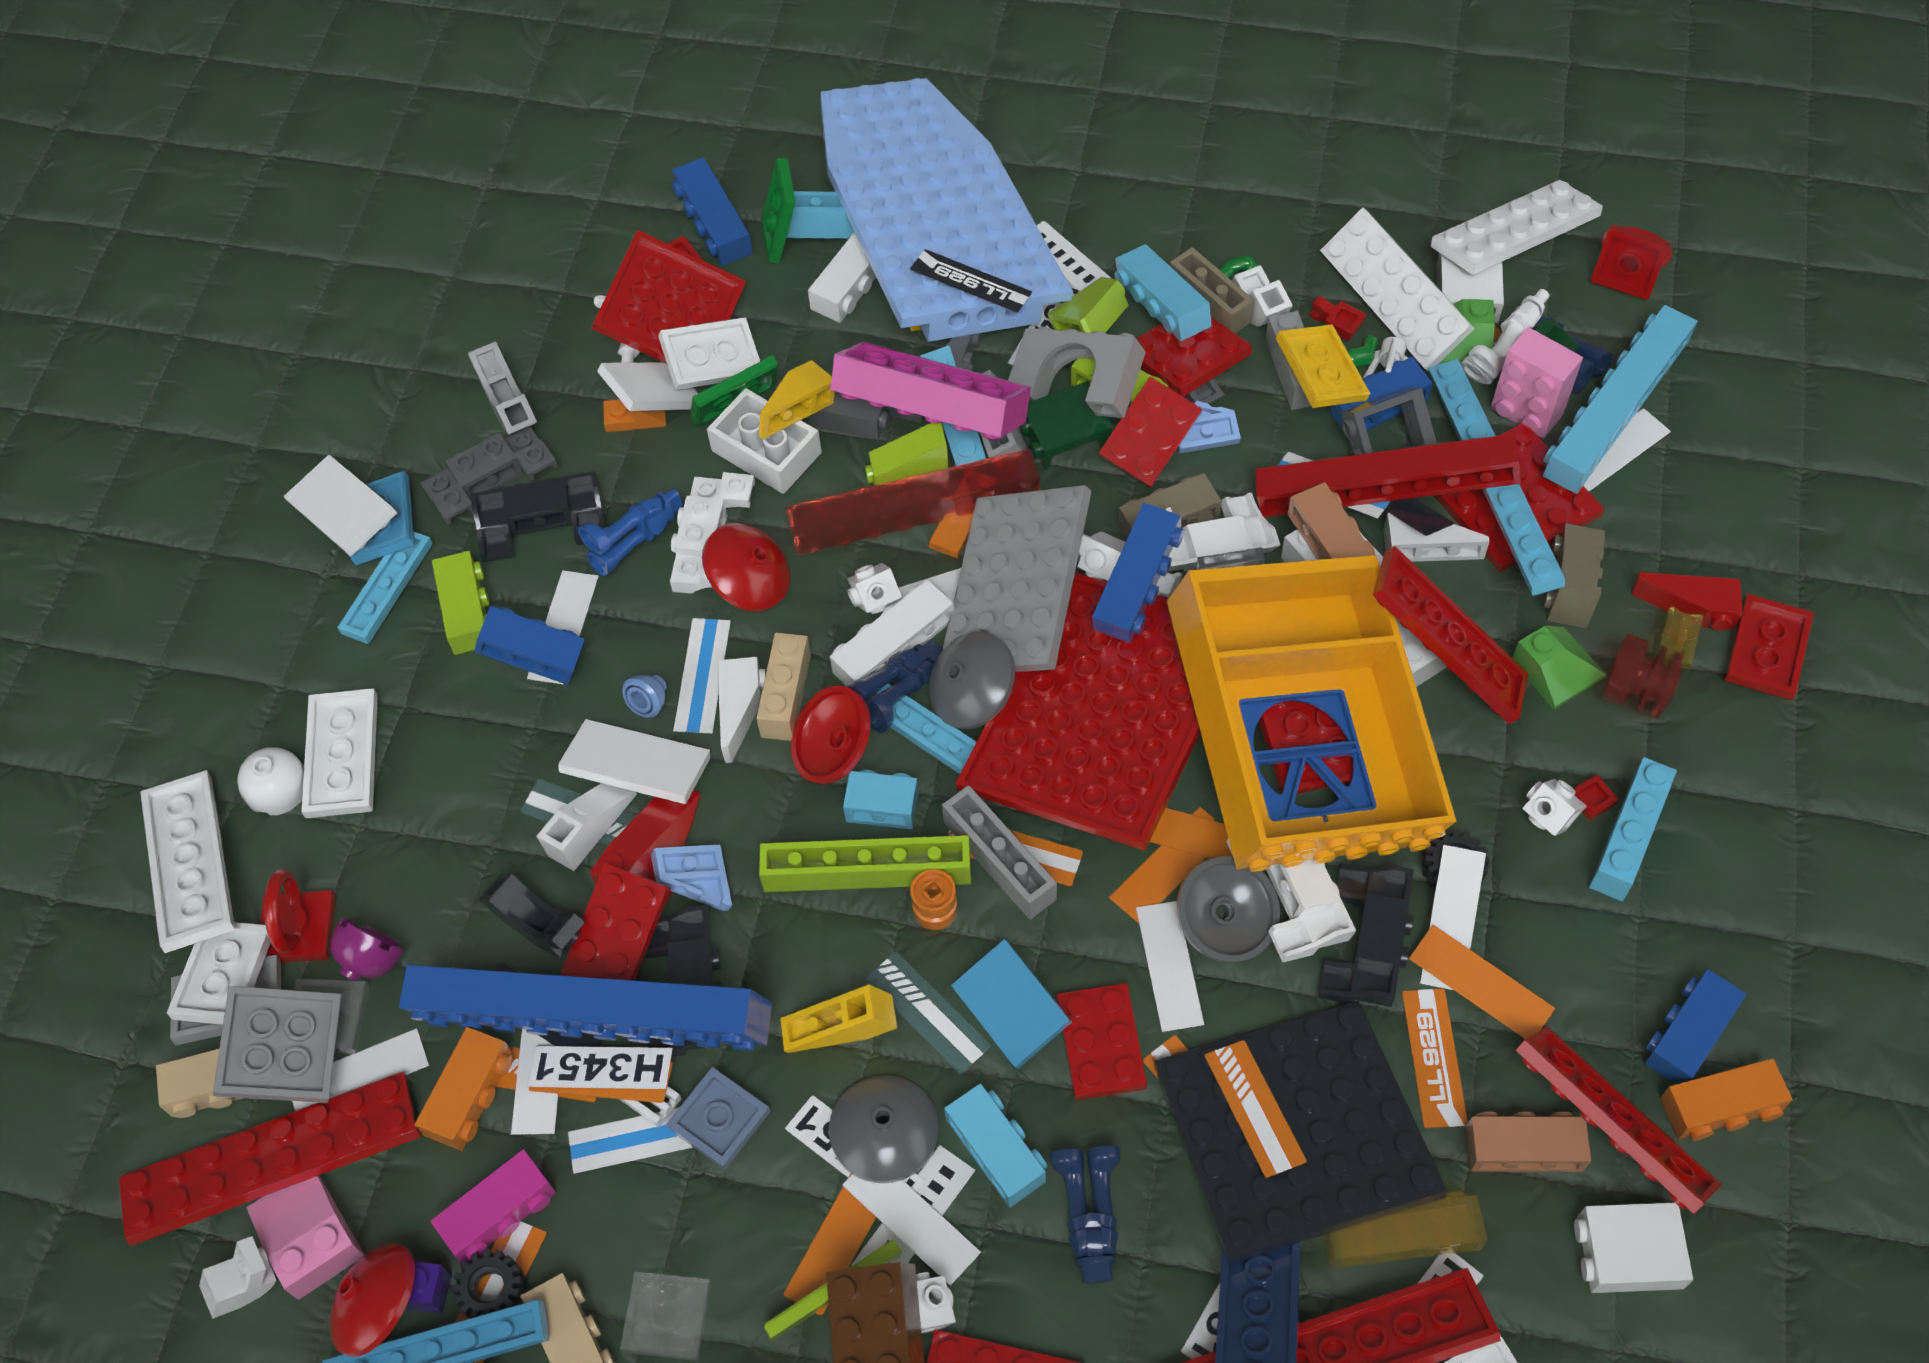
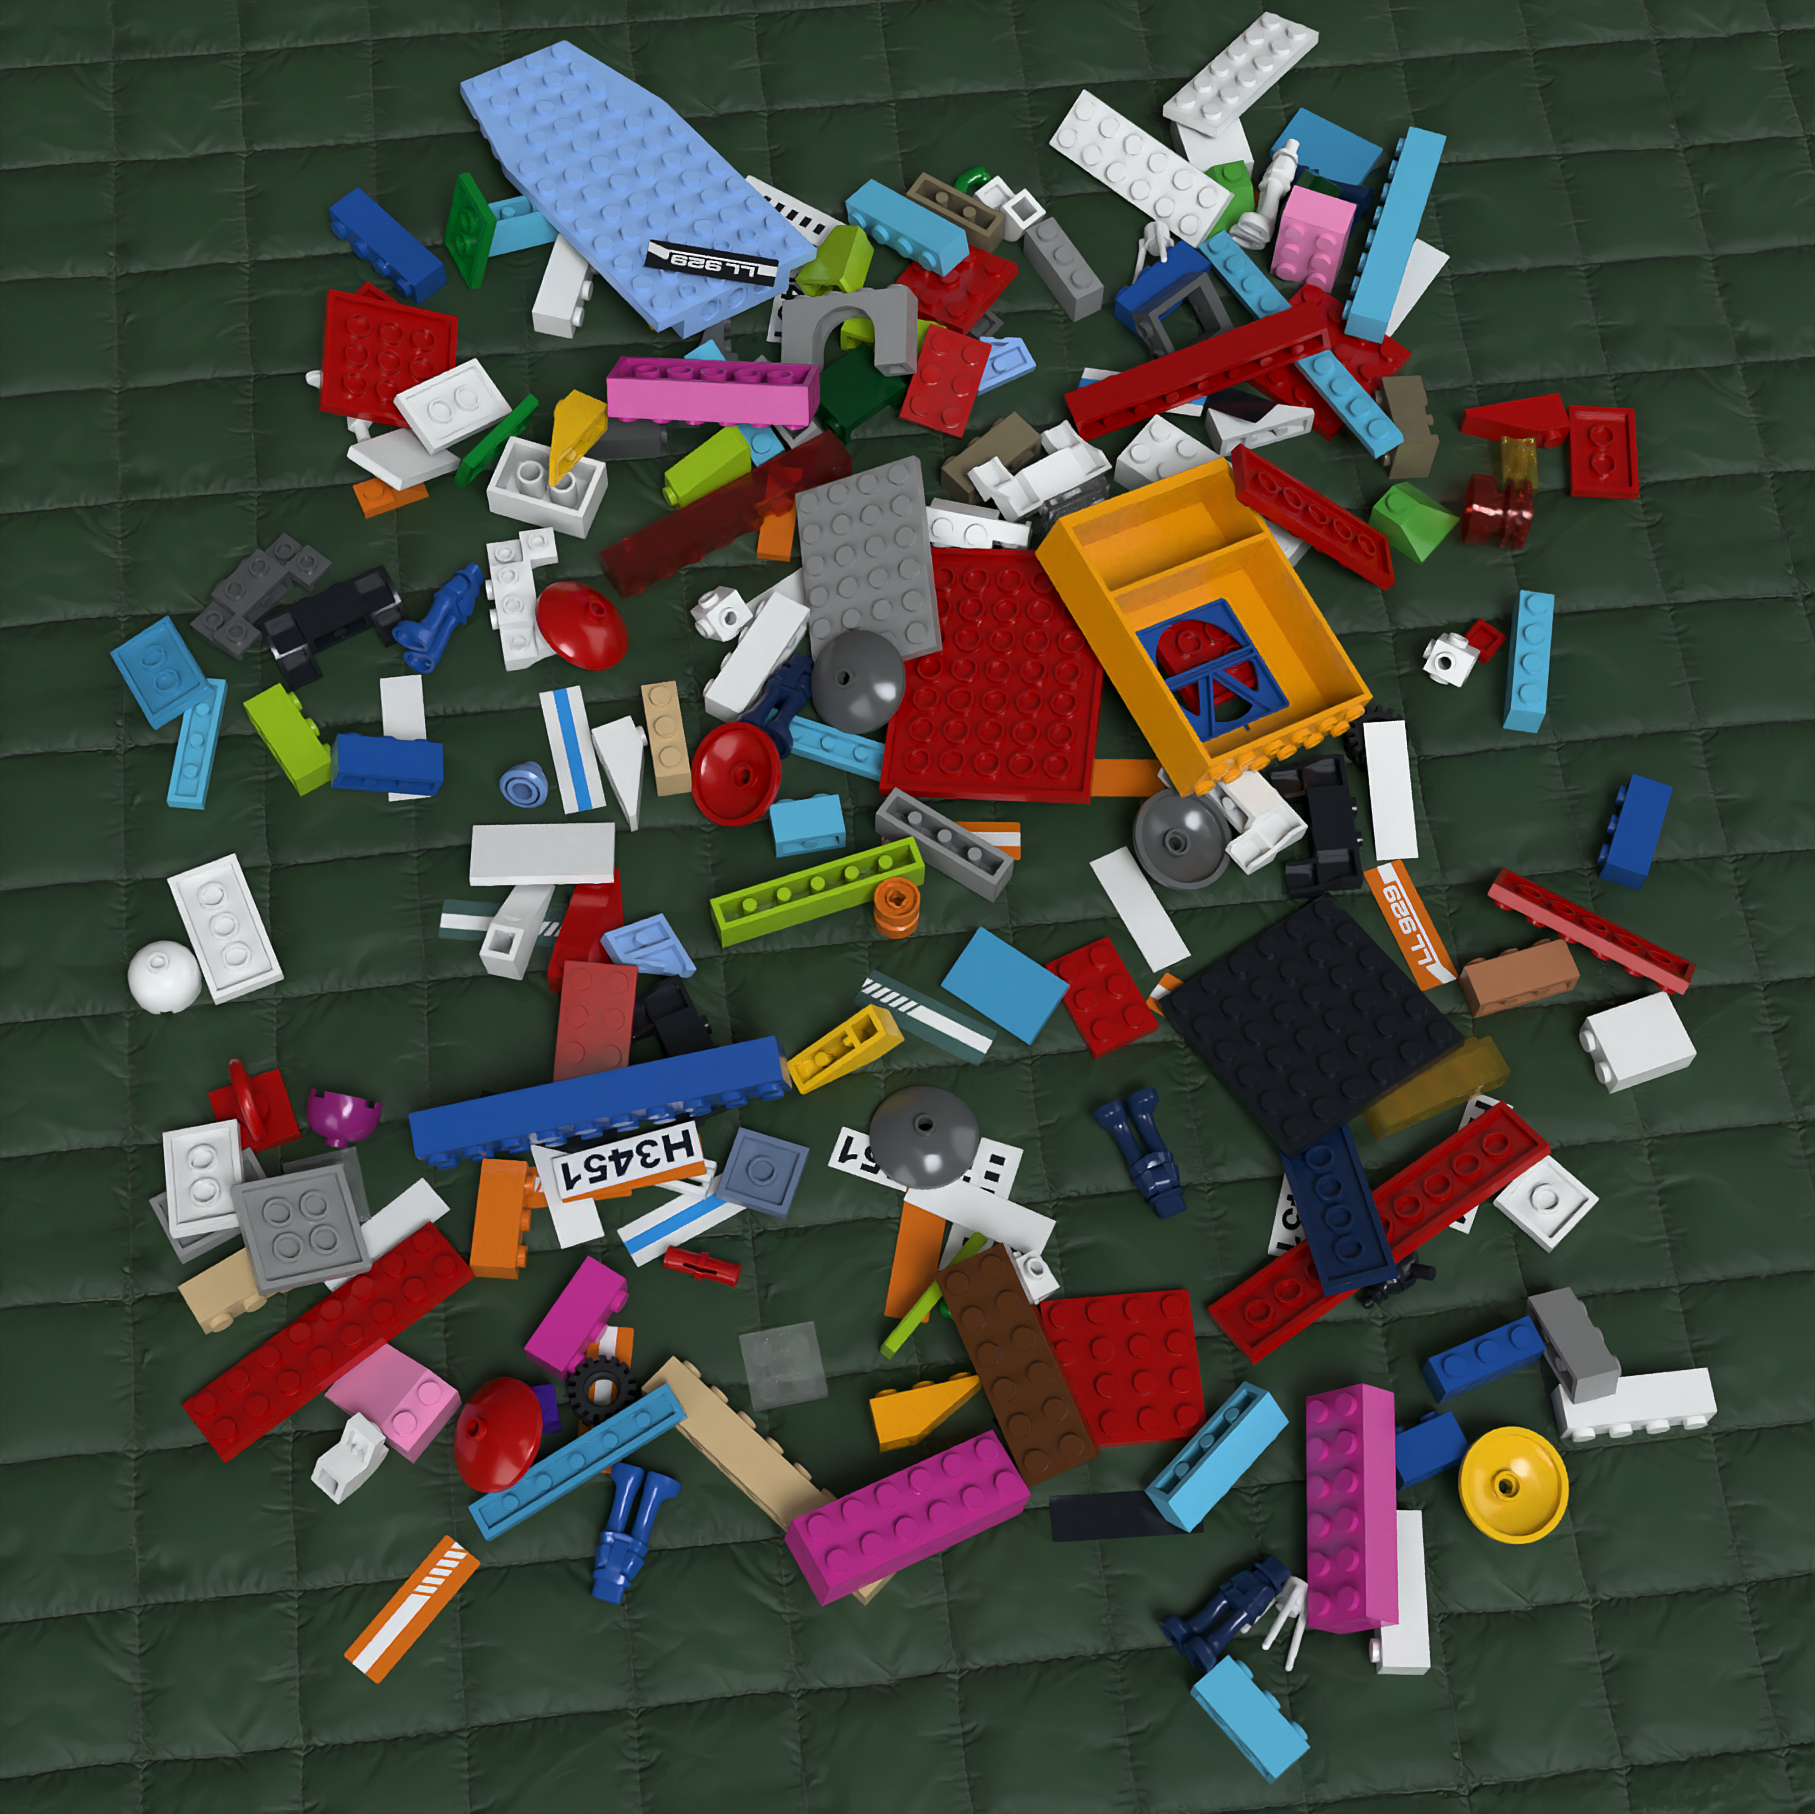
camera: 25 degrees left, 5 degrees up
(186, 862) = (116, 1080): white plate -> none
(340, 505) = (114, 669): white tile -> none
(500, 388) = (253, 517): light grey arch -> none
(531, 916) = (502, 1037): black arch -> none
(629, 1191) = (702, 1266): none -> red pin
(996, 1144) = (1037, 1119): medium azure brick -> none
(1137, 573) = (993, 532): blue brick -> none
(1157, 876) = (1099, 828): orange sticker -> none
(1255, 1109) = (1268, 1015): orange sticker -> none
(1322, 366) = (1098, 270): yellow tile -> none
(1326, 525) = (1160, 439): nougat brick -> none
(1343, 317) = (1094, 214): red plate -> none
(1364, 355) = (1125, 249): green arm -> none
(1481, 983) = (1433, 844): orange sticker -> none
(1583, 310) = (1330, 148): none -> dark azure tile
(1631, 260) = (1363, 84): red tile -> none
(1726, 1100) = (1680, 889): orange brick -> none

